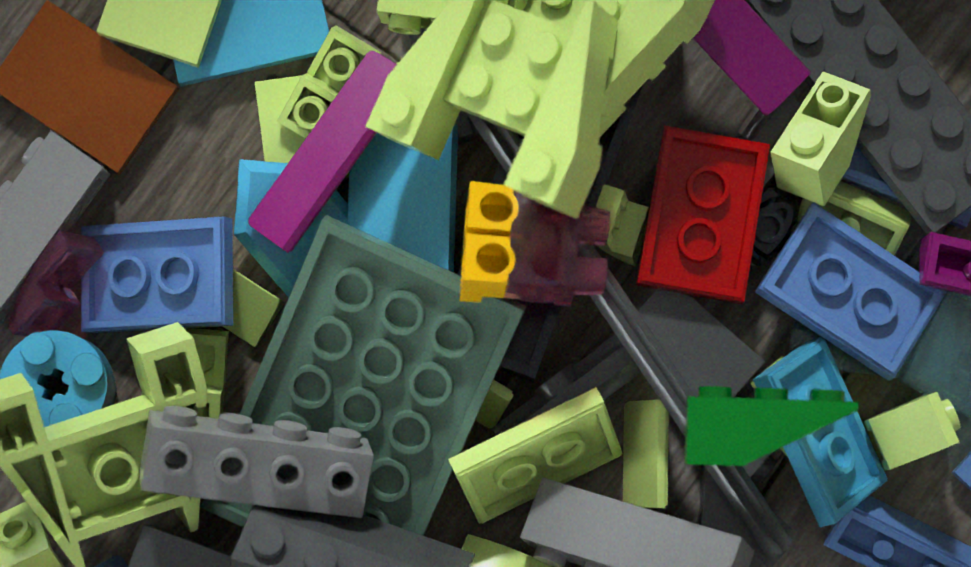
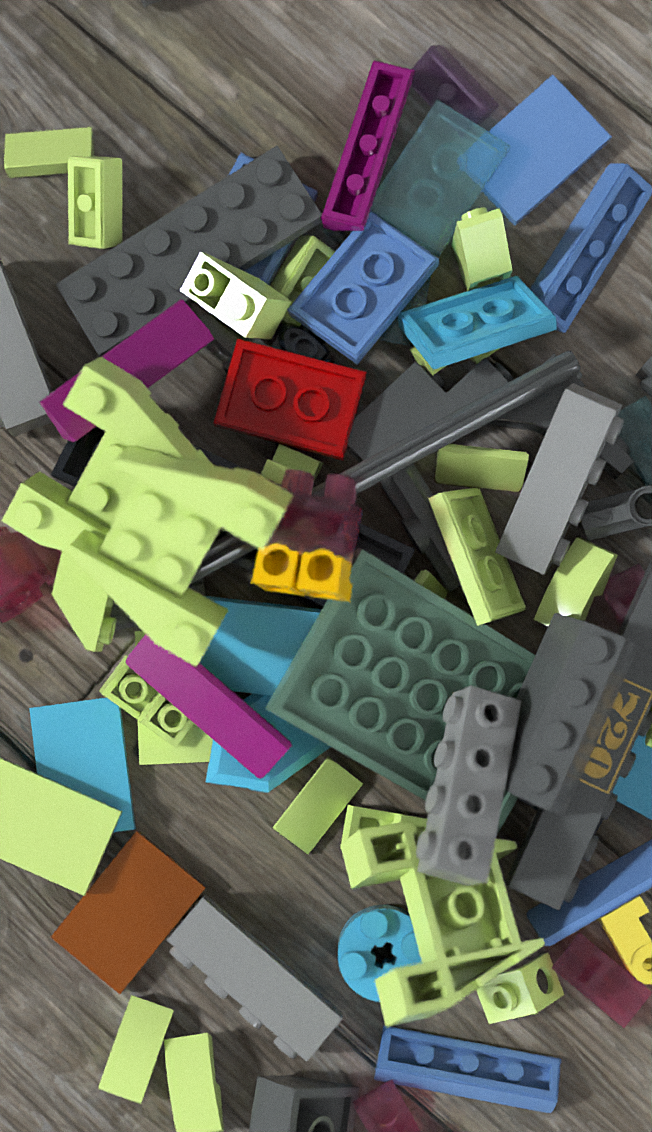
camera: 80 degrees left, 0 degrees up
(47, 292) = (302, 954): clear pink slope -> none
(159, 275) = (297, 860): medium blue tile -> none
(745, 429) = (478, 376): green slope -> none

